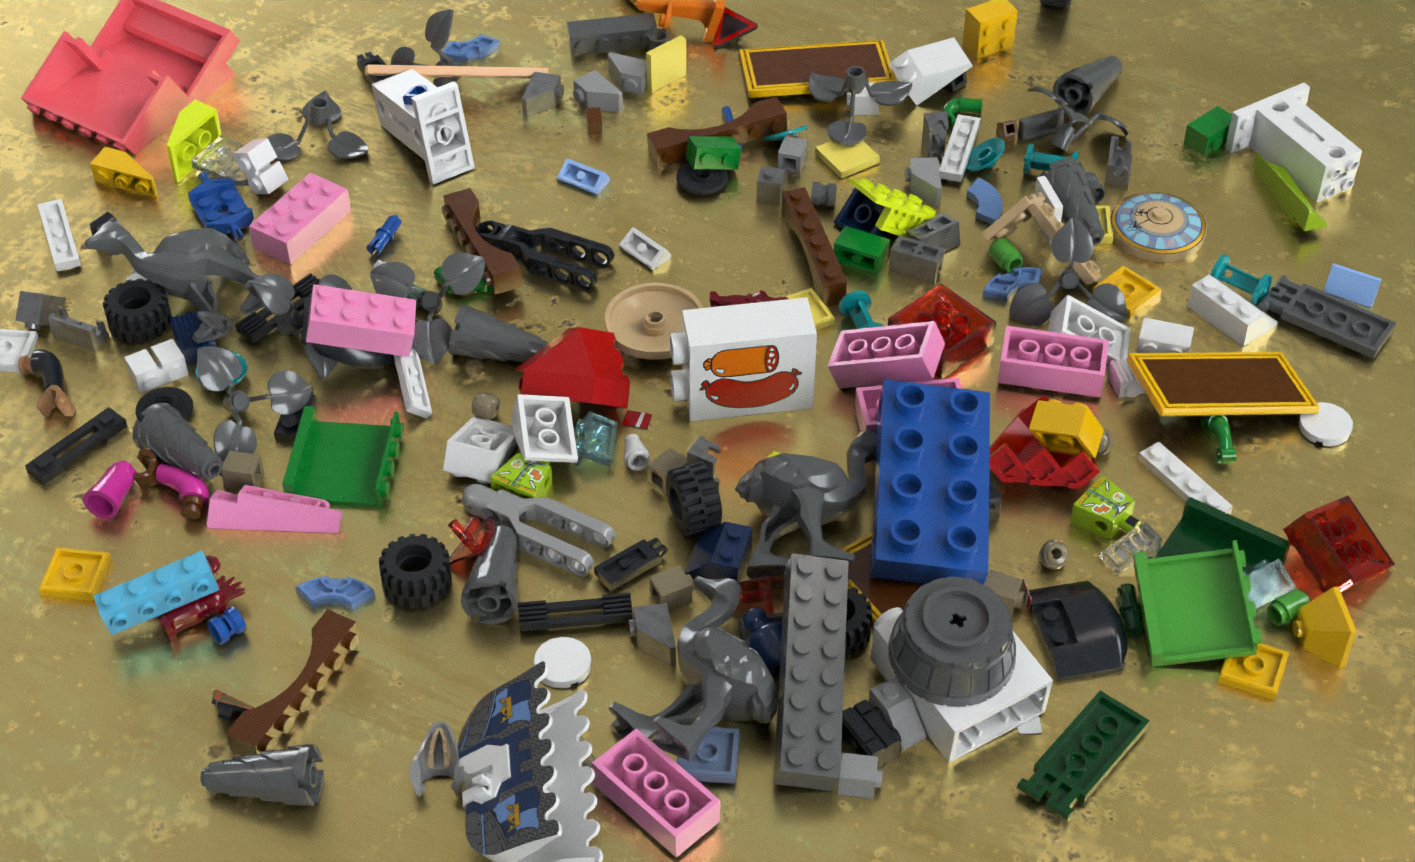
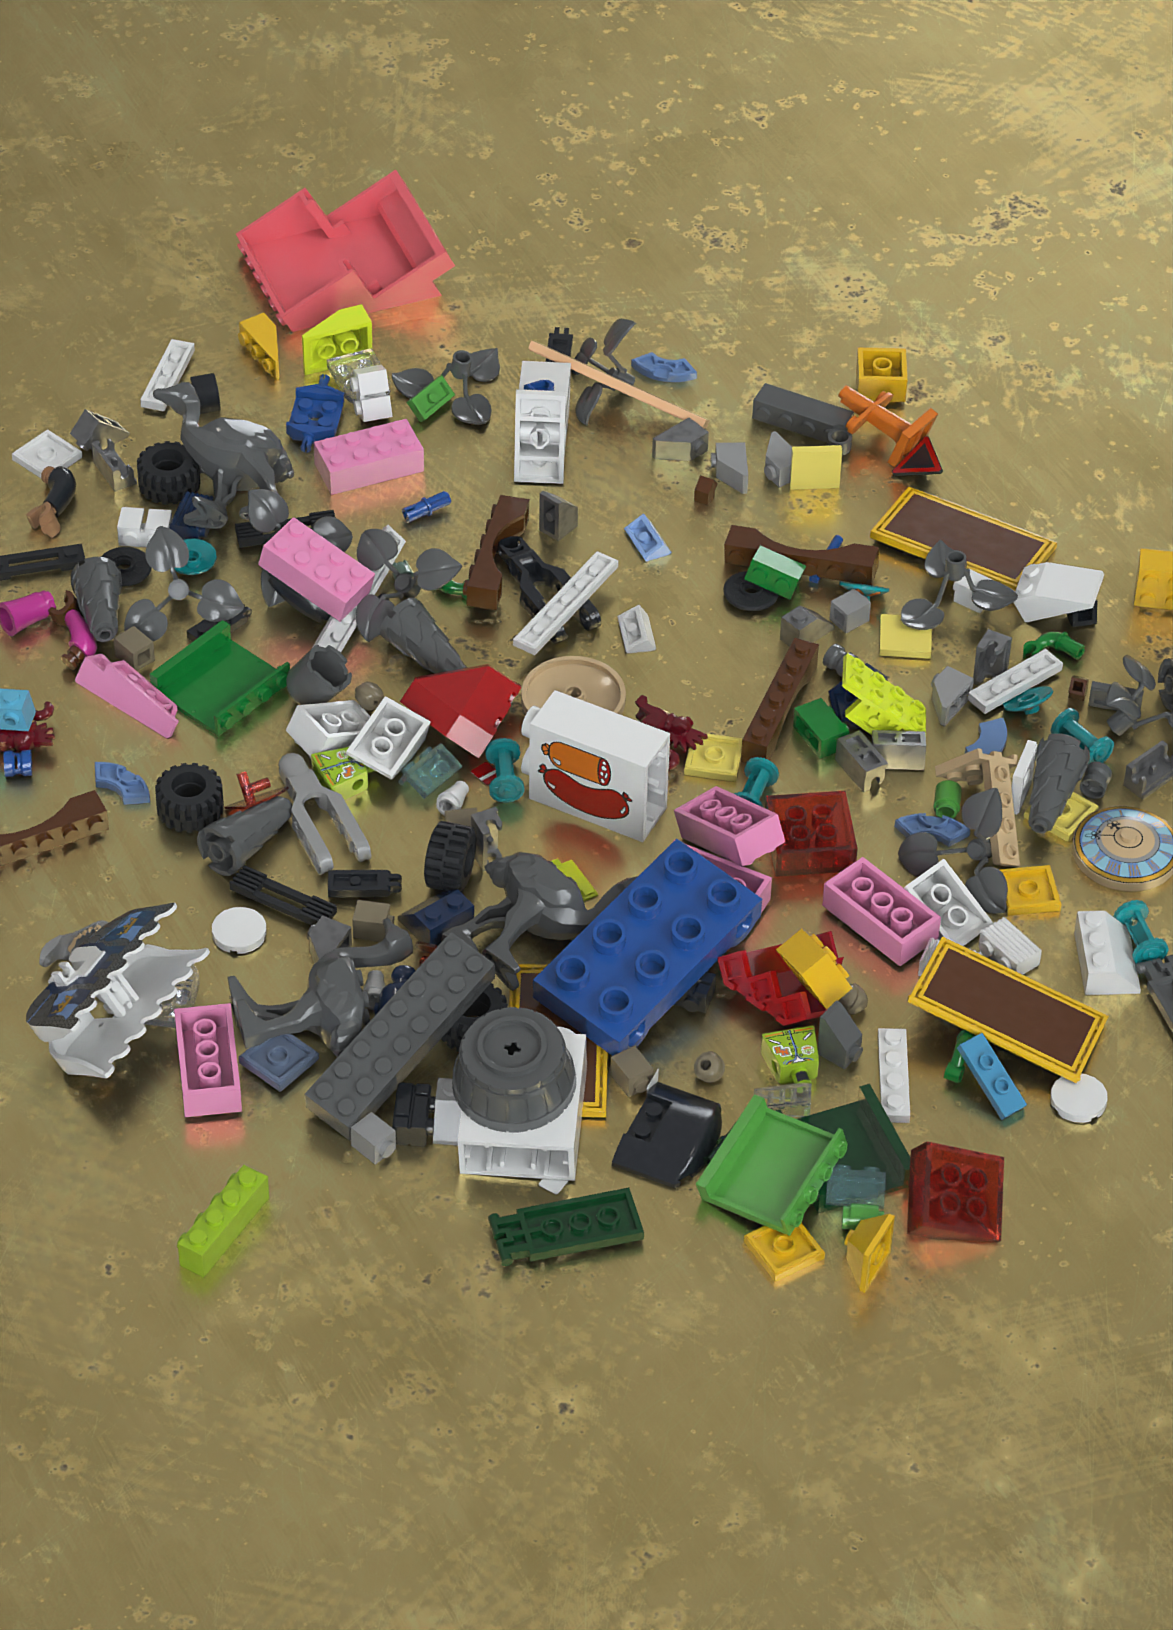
camera: 35 degrees right, 0 degrees up
(307, 151) = (430, 398): none -> bright green plate
(436, 411) = (318, 676): none -> dark grey cylinder
(501, 191) = (556, 516): none -> flat silver slope
(580, 252) = (565, 603): none -> white tile
(671, 418) = (506, 785): none -> teal hose
(1129, 472) = (839, 1036): none -> dark grey slope
(1262, 441) = (991, 1076): none -> dark azure plate

